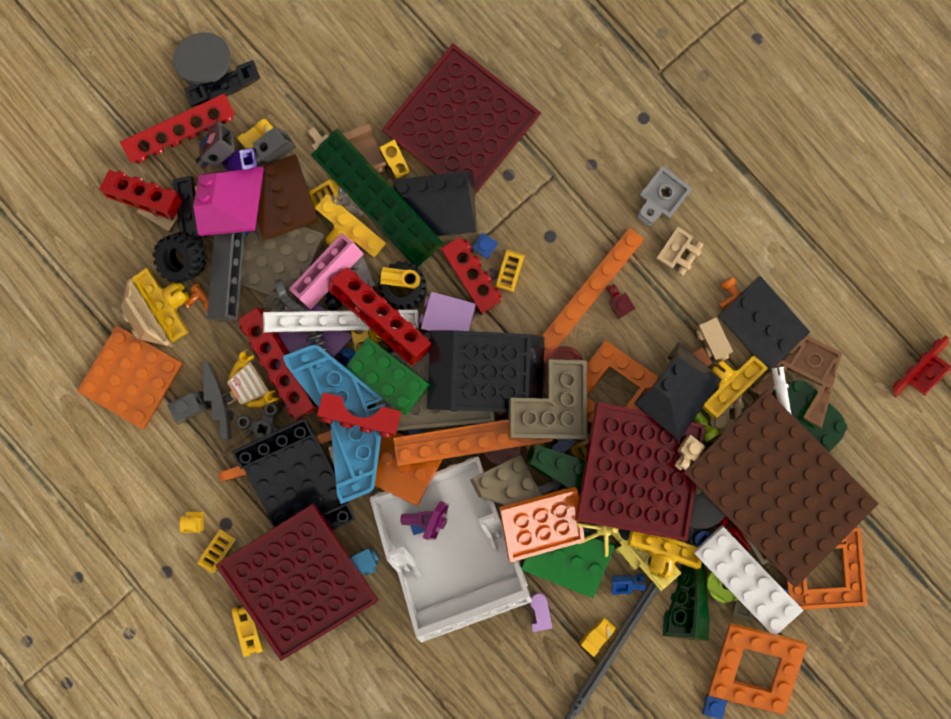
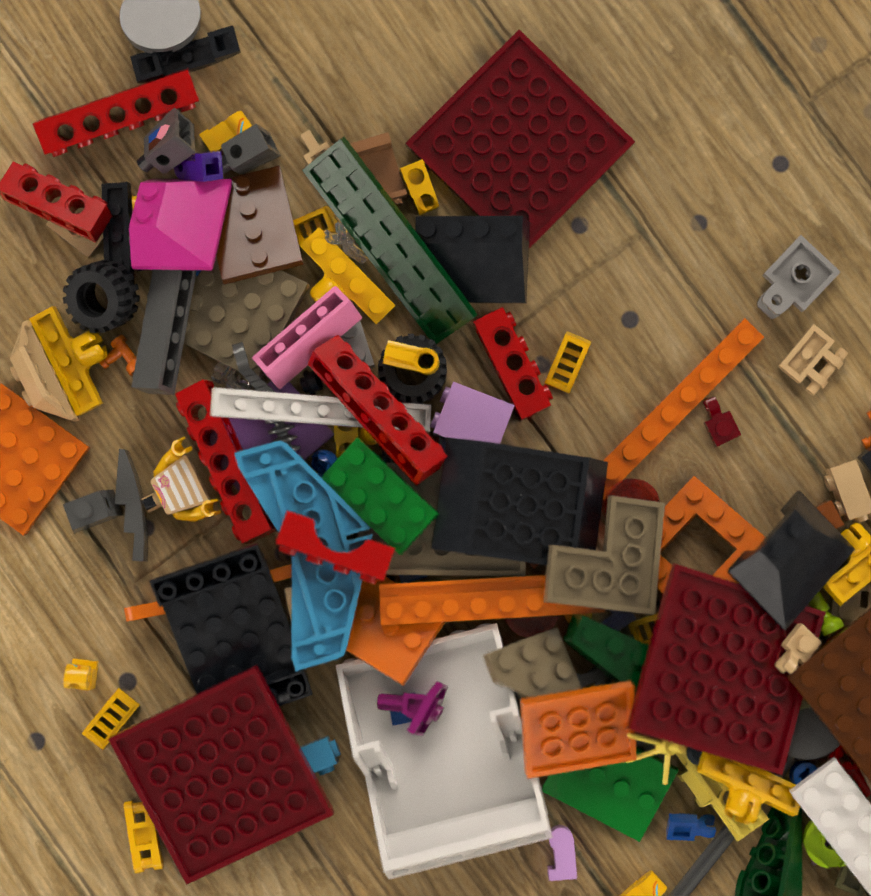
camera: 10 degrees right, 0 degrees up
(255, 426) = (200, 541): dark grey gear -> none
(484, 246) = (535, 323): blue plate -> none

